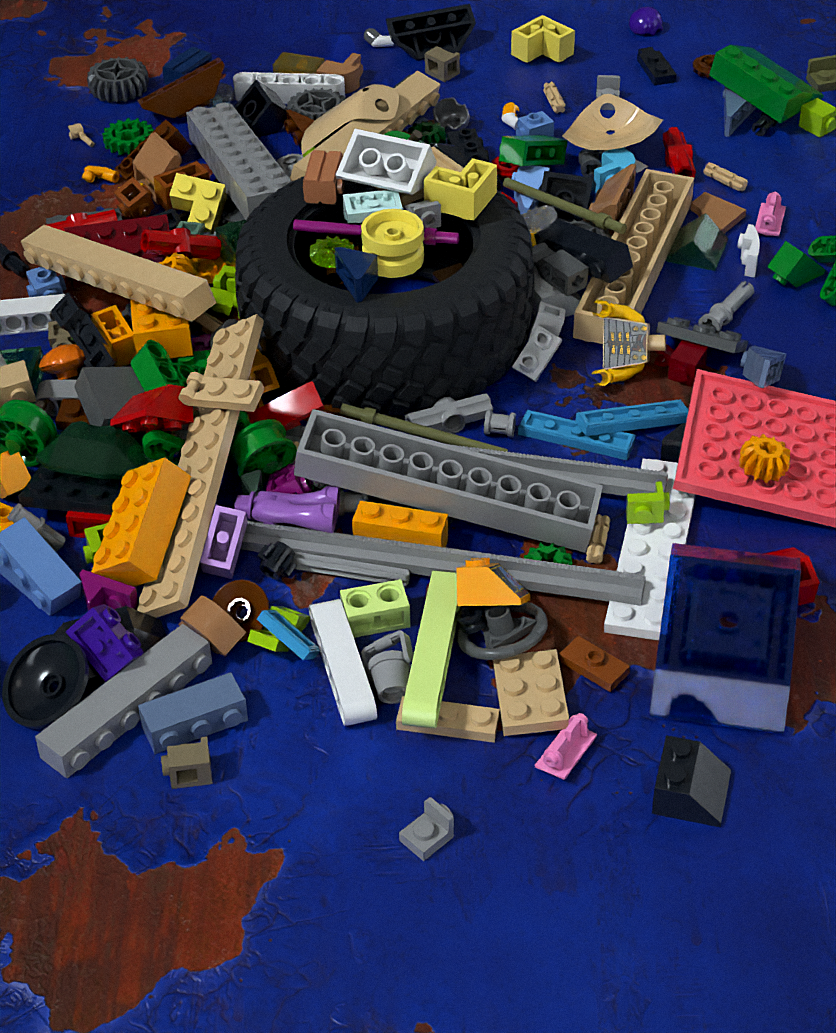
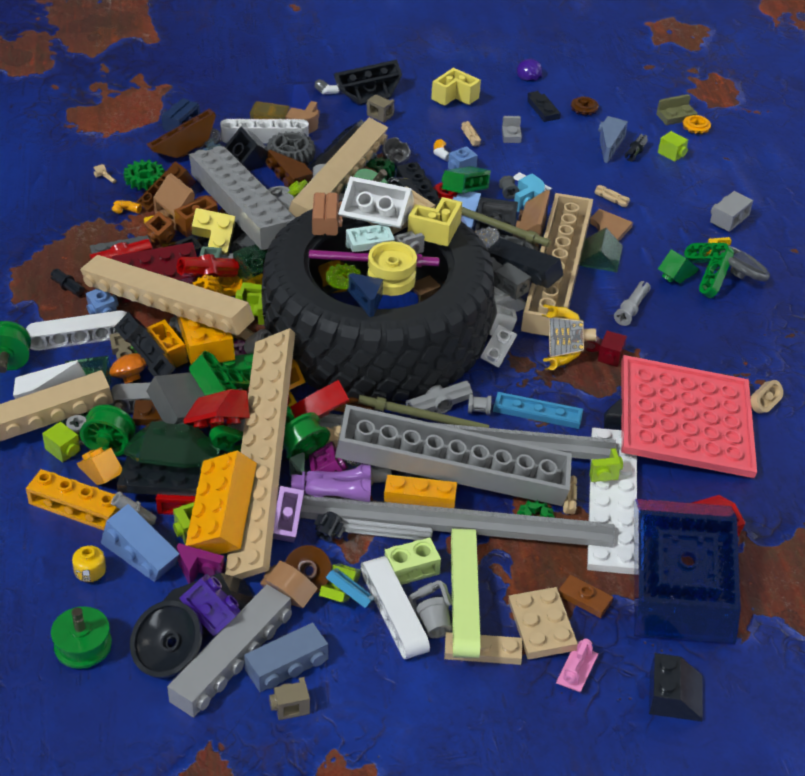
camera: 10 degrees left, 0 degrees up
(118, 79) = (126, 126): dark grey gear -> none
(221, 392) = (272, 394): tan plate -> none
(357, 106) = (325, 150): tan piece -> none
(429, 830) = (486, 740): light grey bracket -> none
(471, 619) = (488, 566): black bush -> none
(488, 585) = (499, 539): light orange slope -> none
(504, 630) = (513, 573): dark grey piece -> none
(628, 122) = (533, 155): tan piece -> none
(632, 417) = (579, 395): dark azure tile -> none
(678, 153) = (574, 178): red piece -> none
(702, 334) = (620, 325): dark grey plate -> none
(749, 245) = (642, 255): white slope -> none
(761, 82) = (629, 120): green slope -> none
(762, 365) = (668, 349): sand blue slope -> none
(764, 458) = (687, 425): light orange gear -> none
(770, 215) = (651, 227): bright pink hinge -> none

